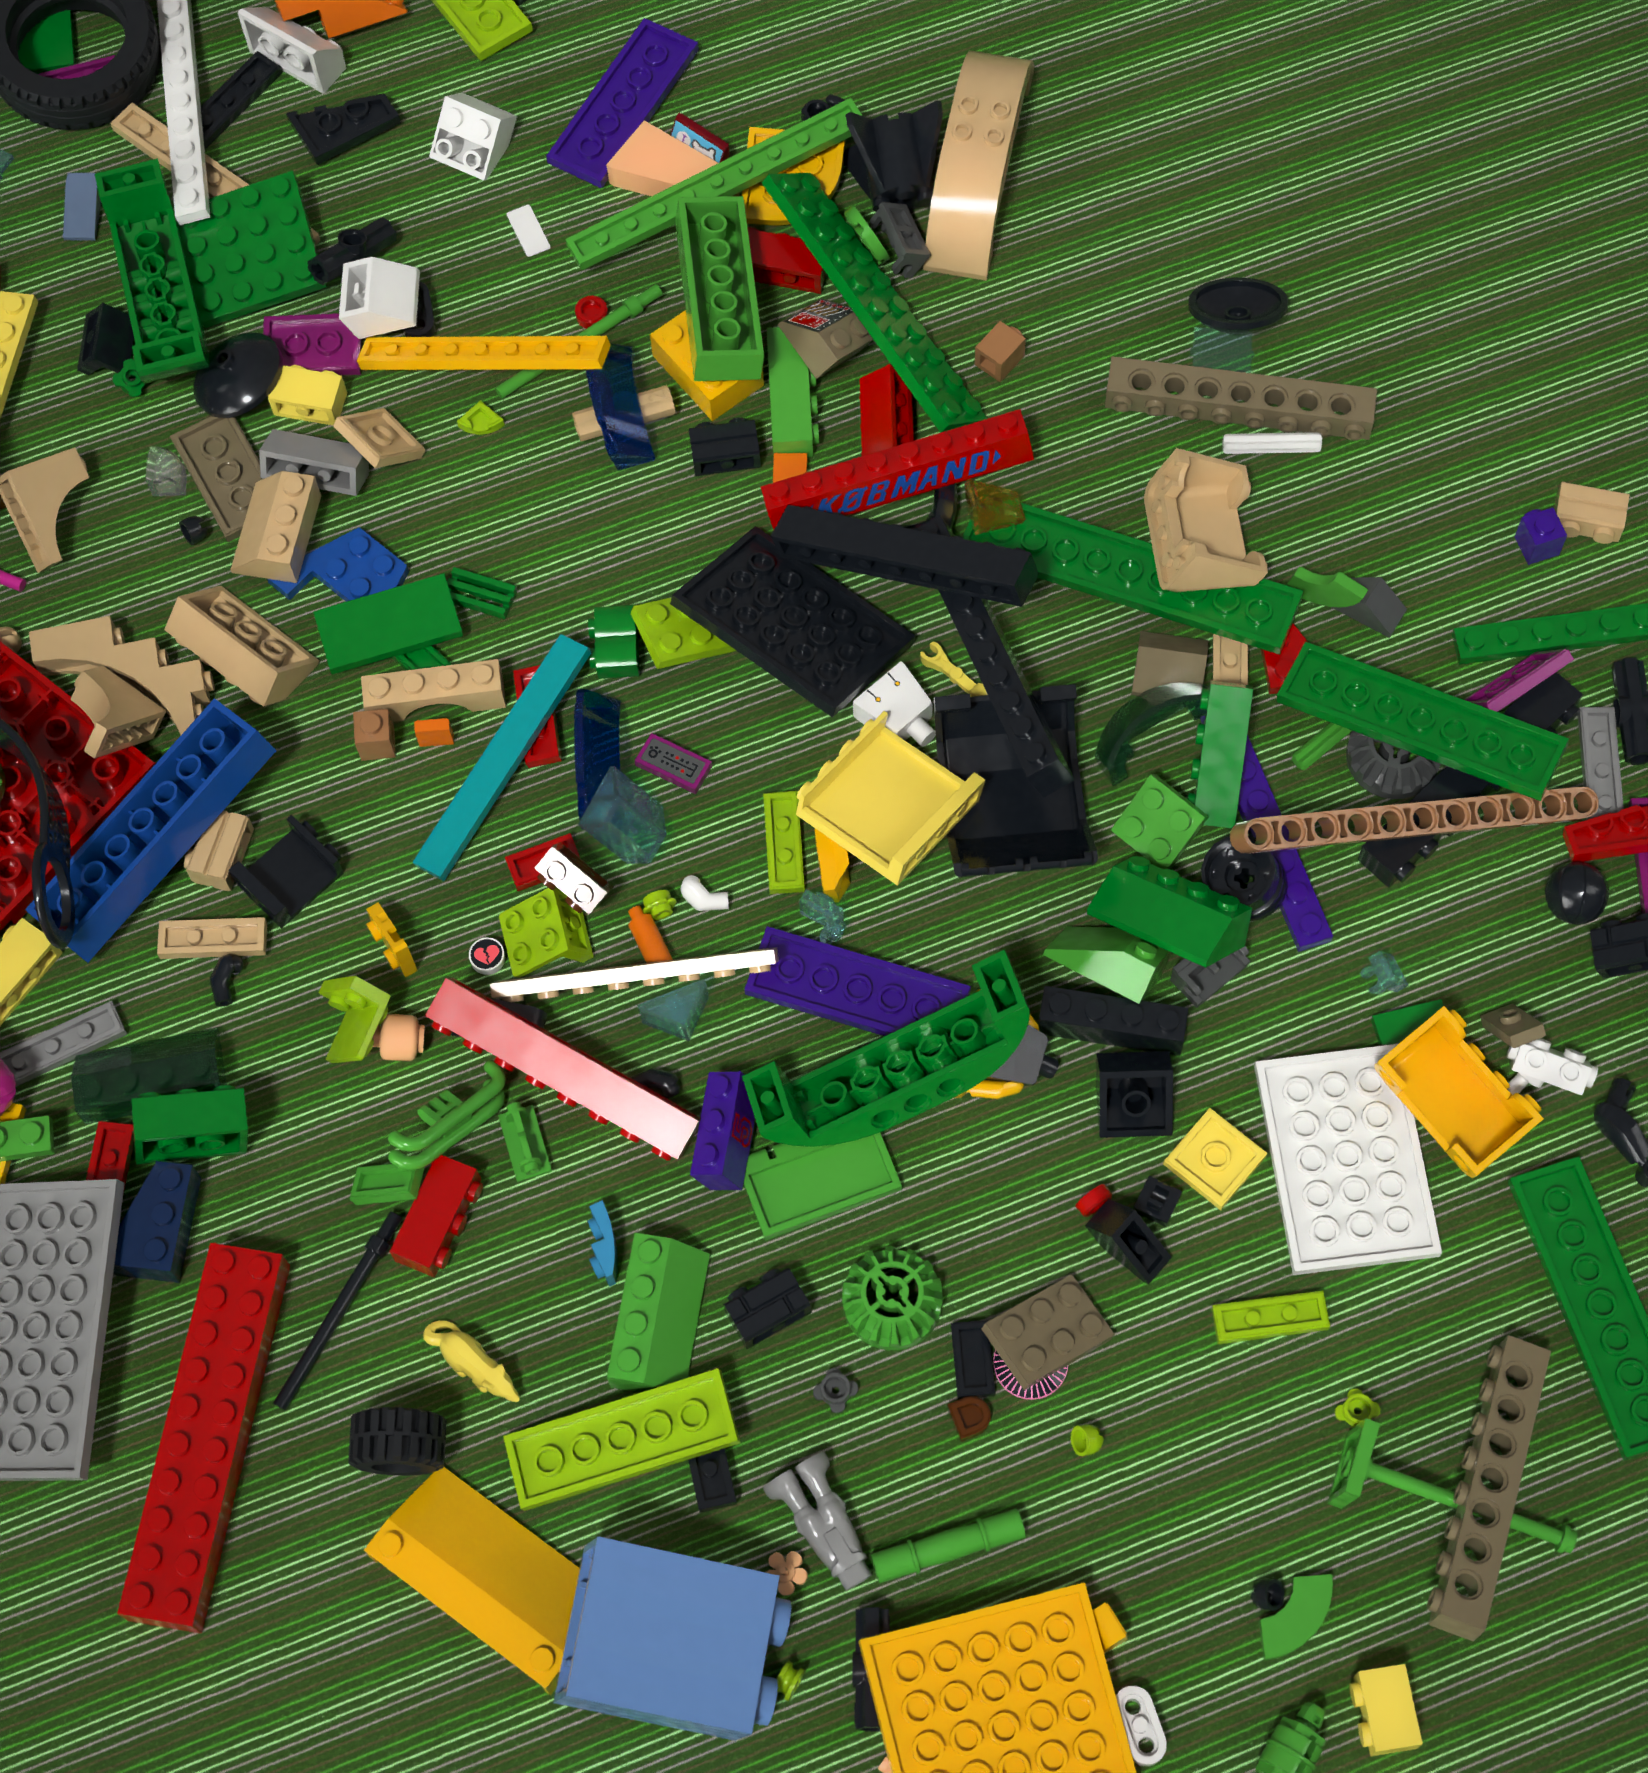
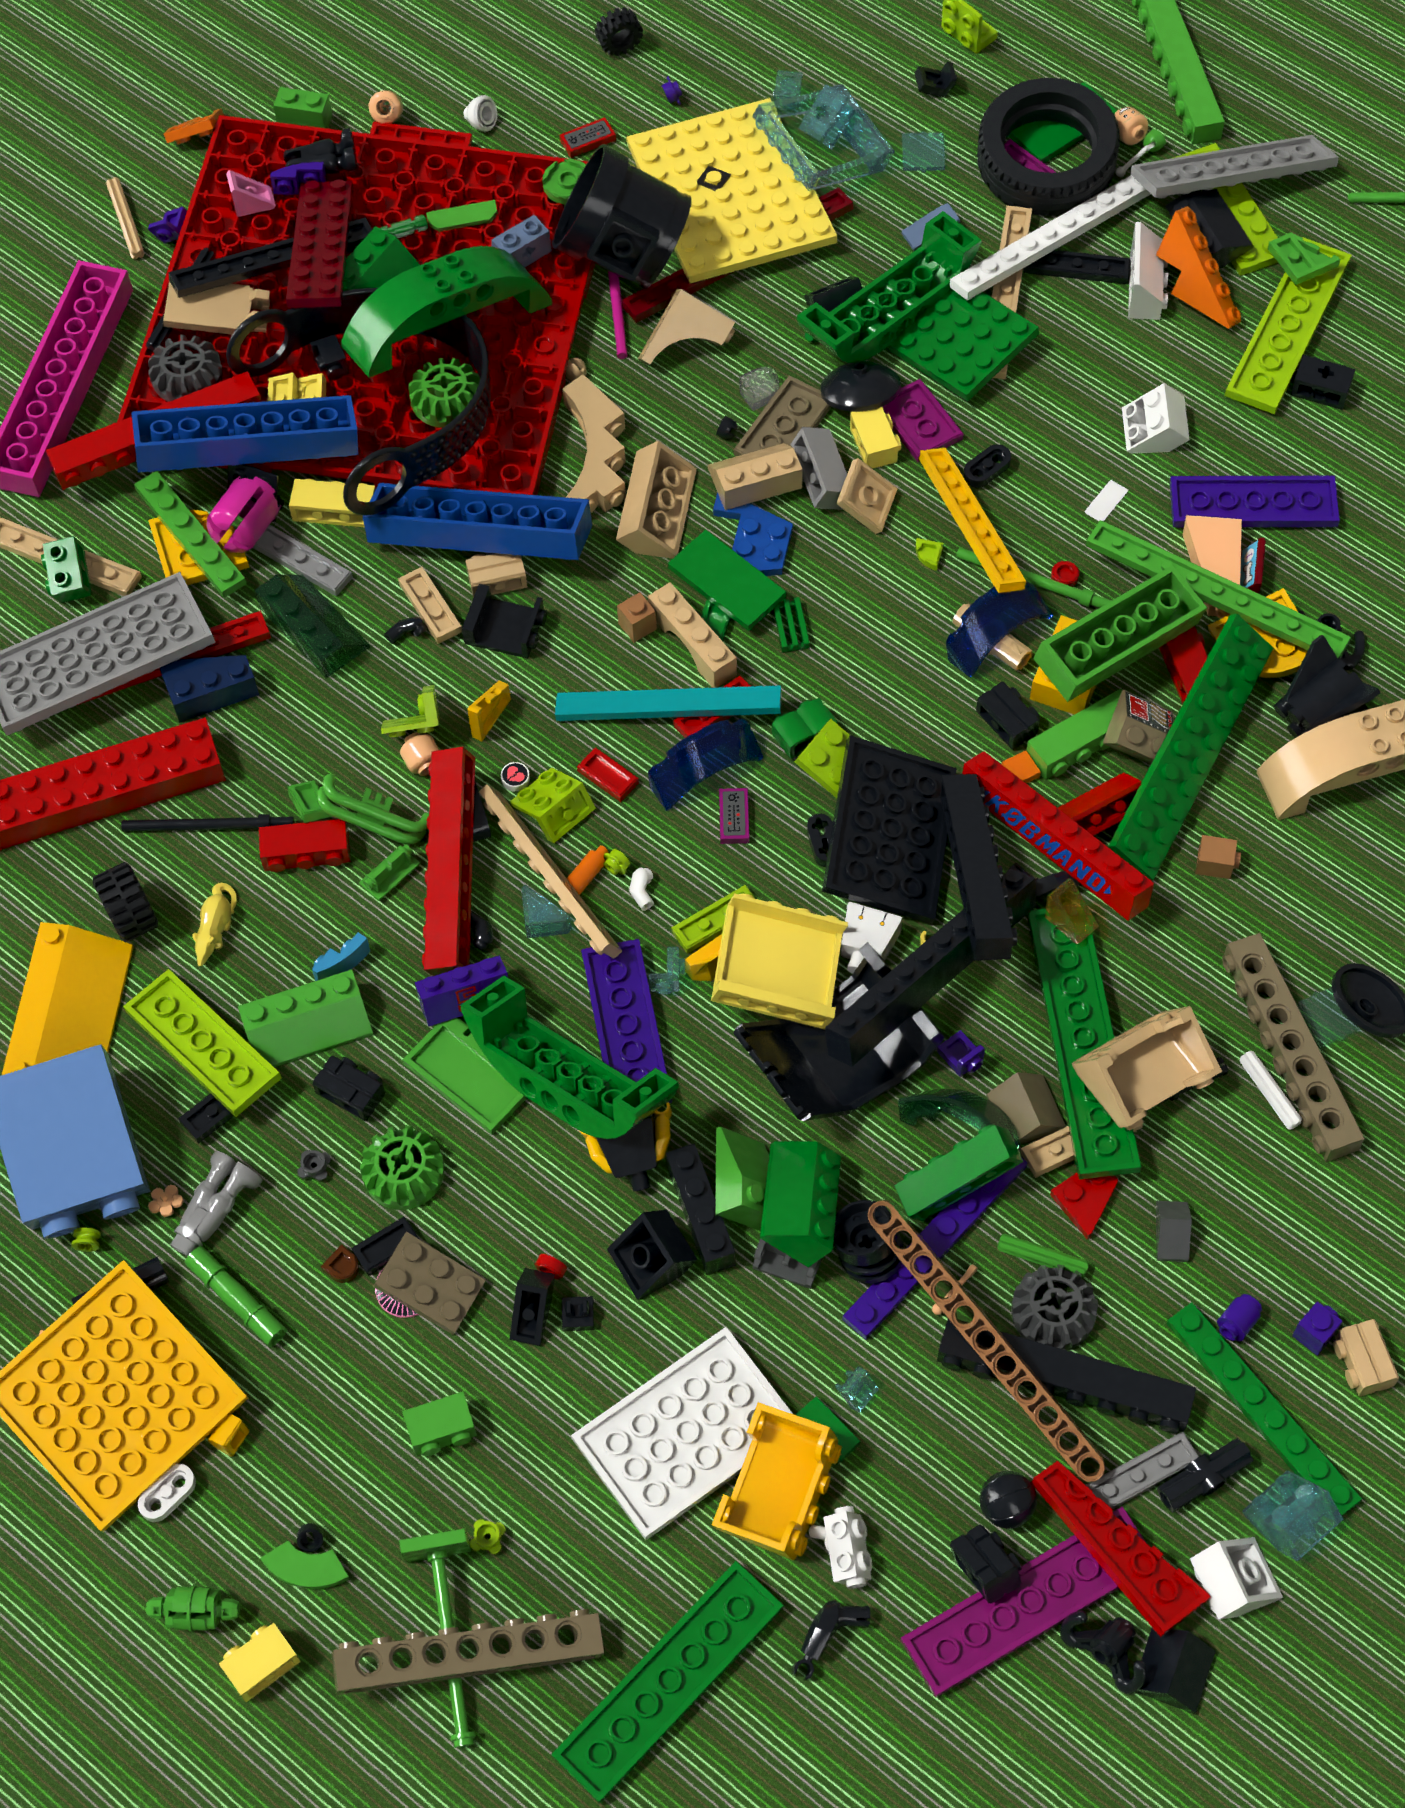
camera: 60 degrees right, 5 degrees down
(117, 710) = (554, 458): tan arch -> none
(189, 1124) = (280, 659): green brick -> none
(342, 127) = (1104, 341): black wing -> none
(351, 246) = (1003, 399): black piece -> none
(378, 296) = (974, 432): white slope -> none
(434, 732) = (662, 652): orange tile -> none
(573, 877) = (596, 792): plate -> none
(625, 819) = (666, 802): clear light blue slope -> none
(756, 693) = (817, 841): none -> black beam
(866, 235) = (1248, 714): bright green tile -> none
(903, 237) = (1265, 738): dark grey hinge -> none
(1086, 1439) = (364, 1352): lime hinge -> none
(1088, 686) = (961, 1054): none -> dark purple bracket
(1159, 823) = (881, 1162): bright green plate -> none
(1212, 1398) = (439, 1424): none -> bright green brick
(1215, 1158) = (632, 1337): light yellow plate -> none
(1270, 1317) = (529, 1439): lime tile -> none
(1327, 590) = (1160, 1185): bright green tile -> none
(1336, 855) = (969, 1273): none -> light nougat hinge
(1423, 720) = (1079, 1308): green plate -> none
(1494, 595) = (1239, 1317): none -> dark purple brick
(1513, 1025) = (862, 1501): dark tan plate -> none
(1520, 679) = (1164, 1365): magenta tile -> none

